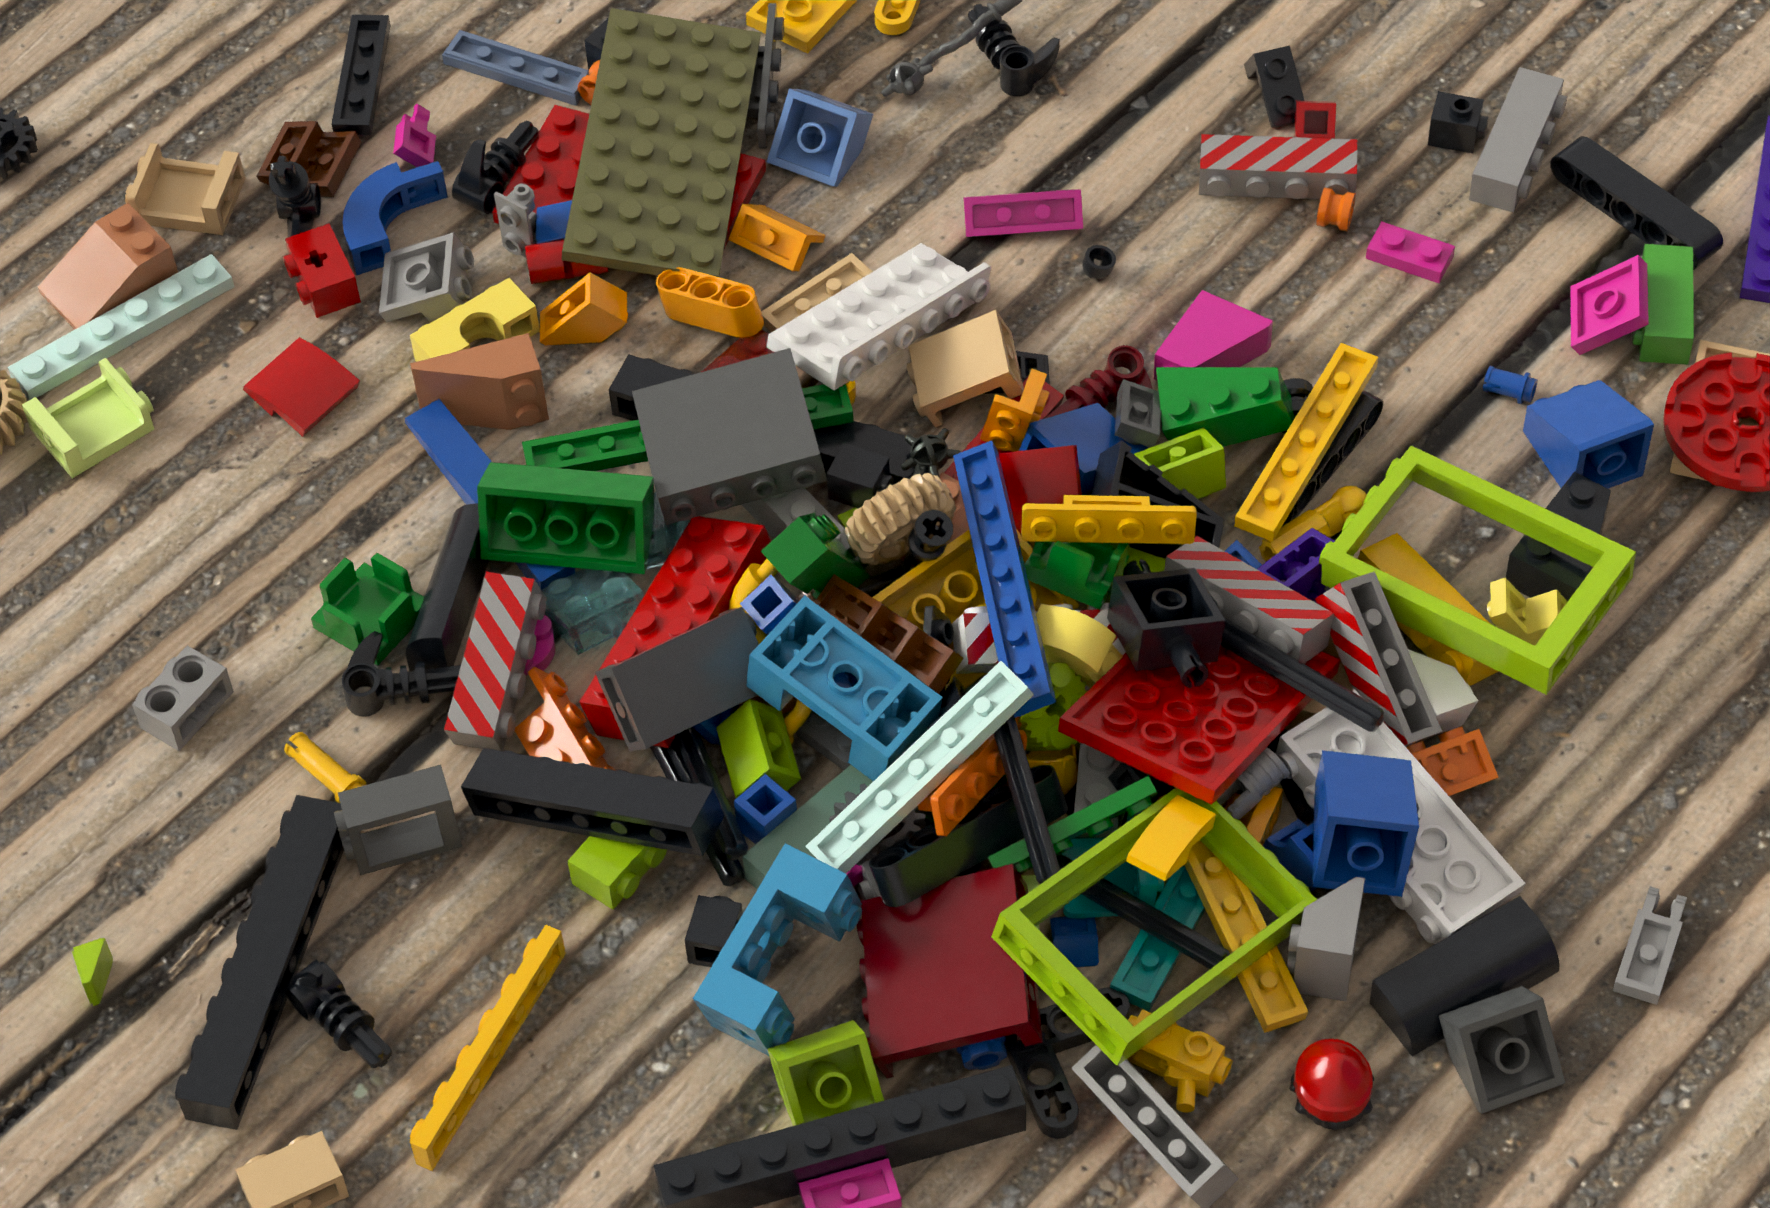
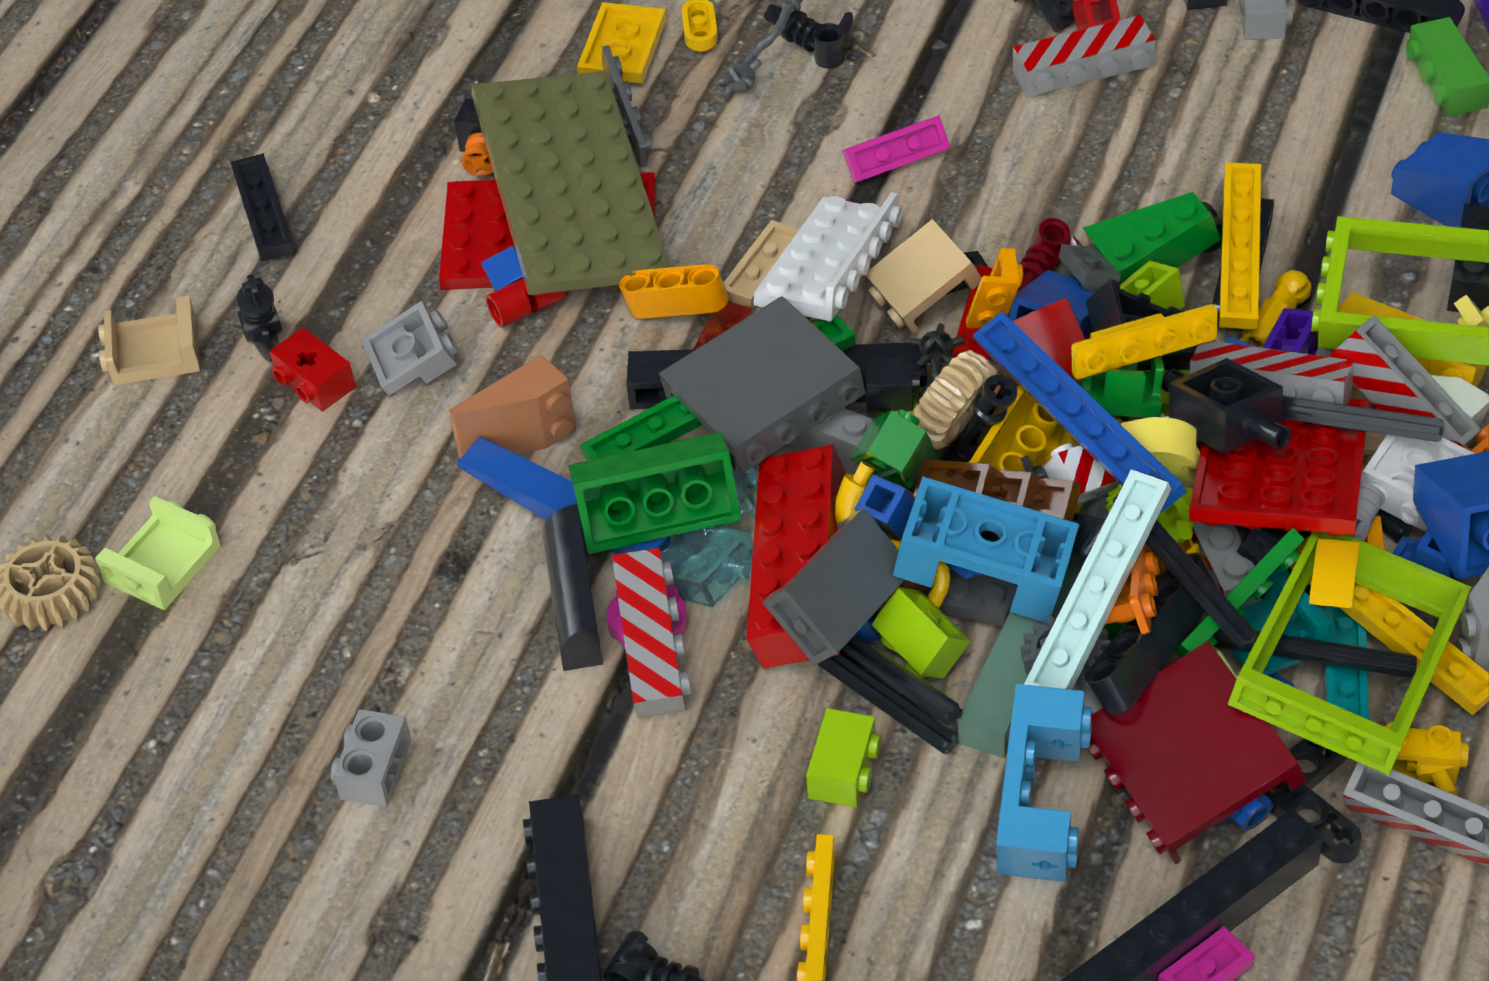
camera: 20 degrees left, 5 degrees down
(108, 267) = (114, 426): slope -> none
(121, 327) = (148, 470): light aqua plate -> none
(301, 385) = (341, 467): red slope -> none
(320, 153) = (230, 275): reddish brown slope -> none
(322, 765) = (550, 779): yellow pin -> none
(366, 602) = (503, 628): green panel -> none
(379, 202) = (335, 298): blue arch -> none
(390, 685) = (559, 685): black piece -> none
(394, 801) = (635, 791): dark grey window -> none
(413, 140) = (338, 244): dark pink plate -> none
(489, 172) = (421, 245): black piece -> none
(495, 314) = (487, 358): light yellow arch -> none
(515, 67) = (395, 164): sand blue tile -> none
(517, 219) = (471, 276): light grey hinge -> none
(558, 726) = (738, 687): orange bracket -> none
(584, 313) = (567, 332): light orange slope -> none
(593, 801) = (806, 715): black brick -> none
(710, 928) = (965, 792): black brick -> none
(763, 808) = (956, 672): blue brick -> none
(773, 235) = (695, 228): light orange panel -> none
(818, 136) = (691, 141): medium blue slope -> none
(825, 1073) = (1129, 875): lime slope -> none
(1106, 265) = (985, 168): black hinge -> none
(1215, 336) = (1110, 191): dark pink slope -> none
(1336, 209) = (1149, 73): orange wheel -> none
(1410, 252) = (1223, 89): dark pink plate -> none
(1510, 384) = (1364, 160): blue pin -> none
(1609, 305) = (1410, 78): dark pink plate -> none

